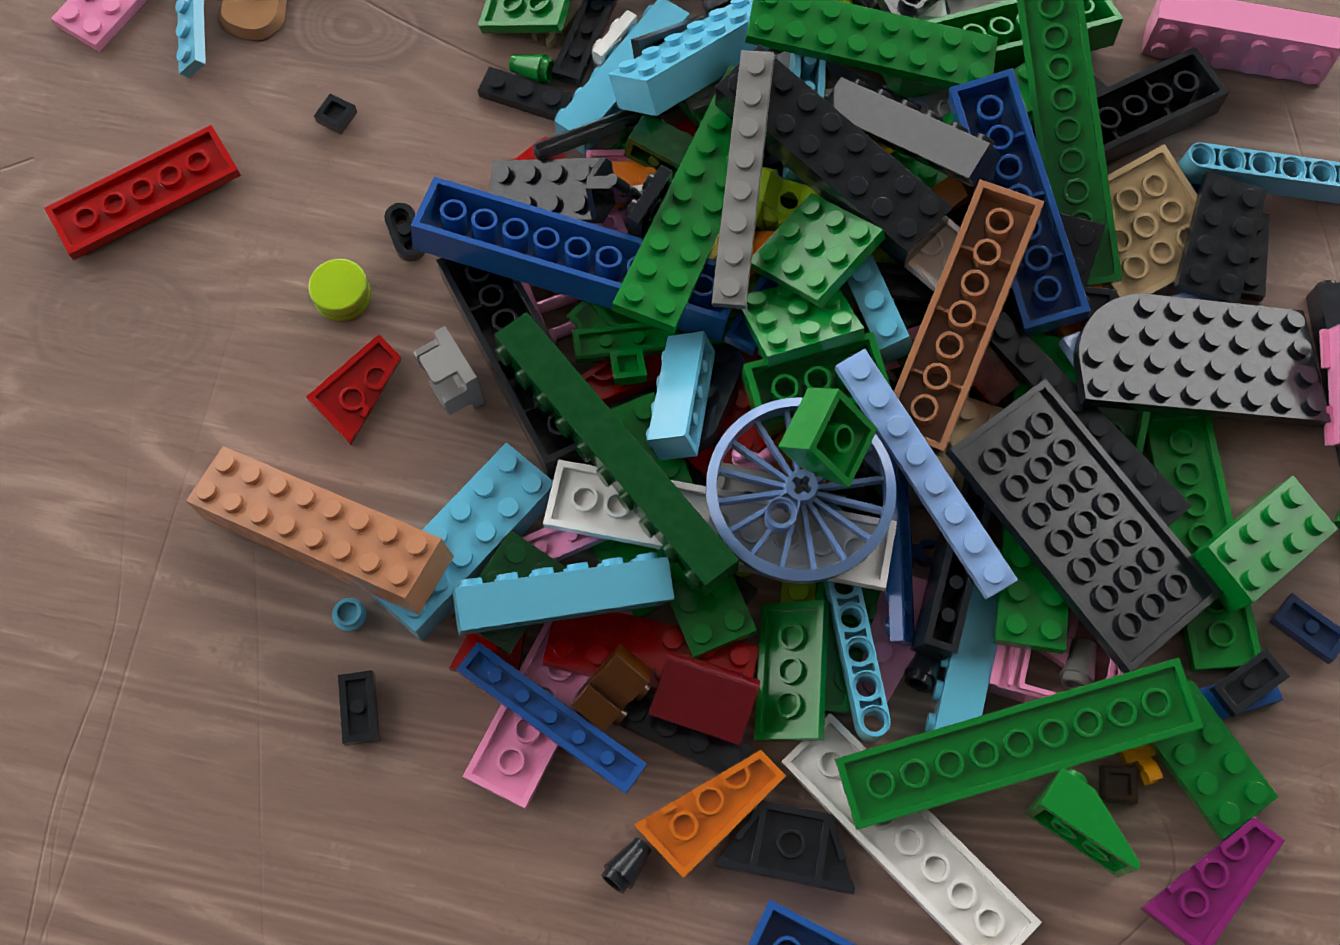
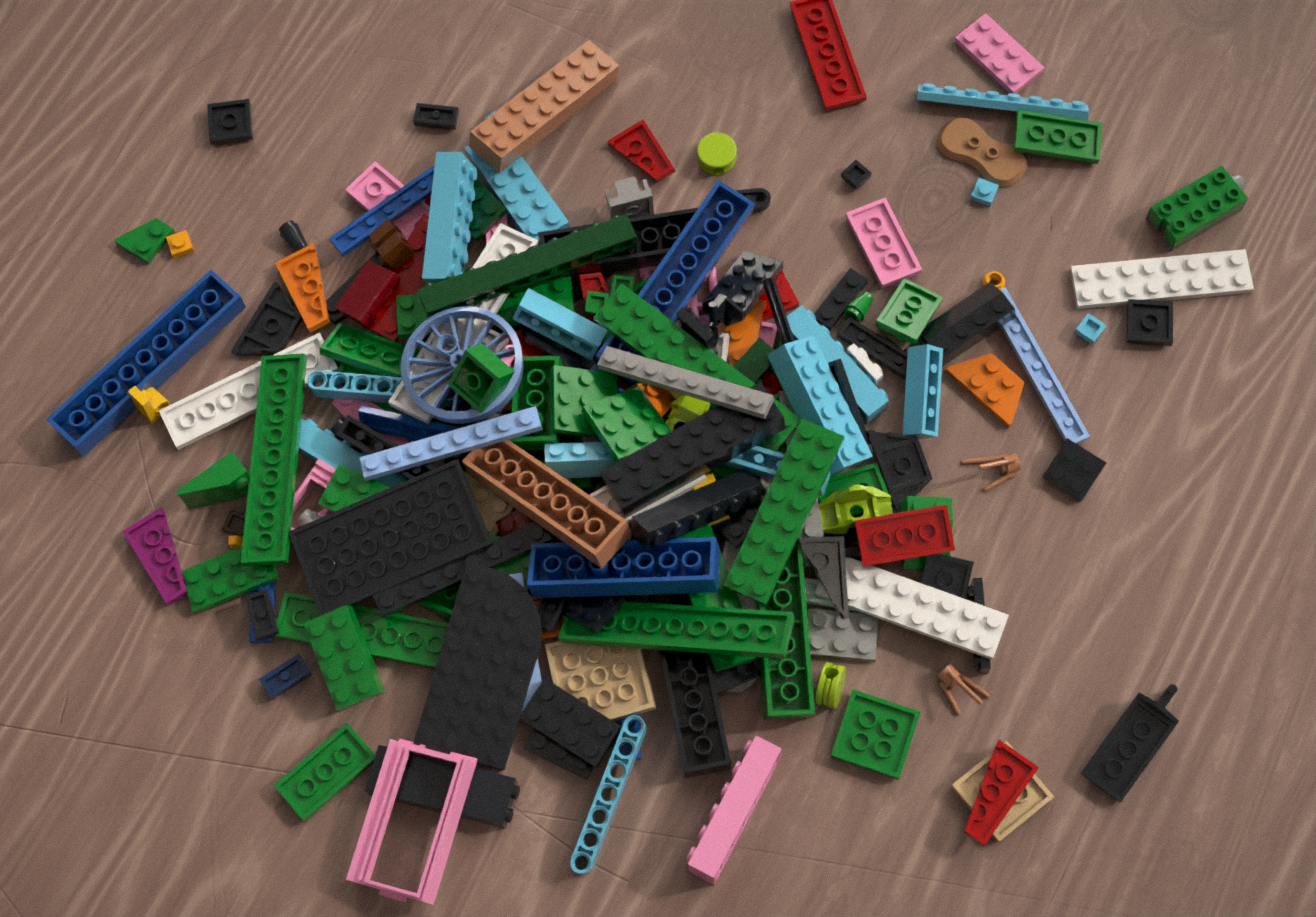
camera: 110 degrees right, 0 degrees up
(430, 61) = (883, 243): none -> bright pink plate

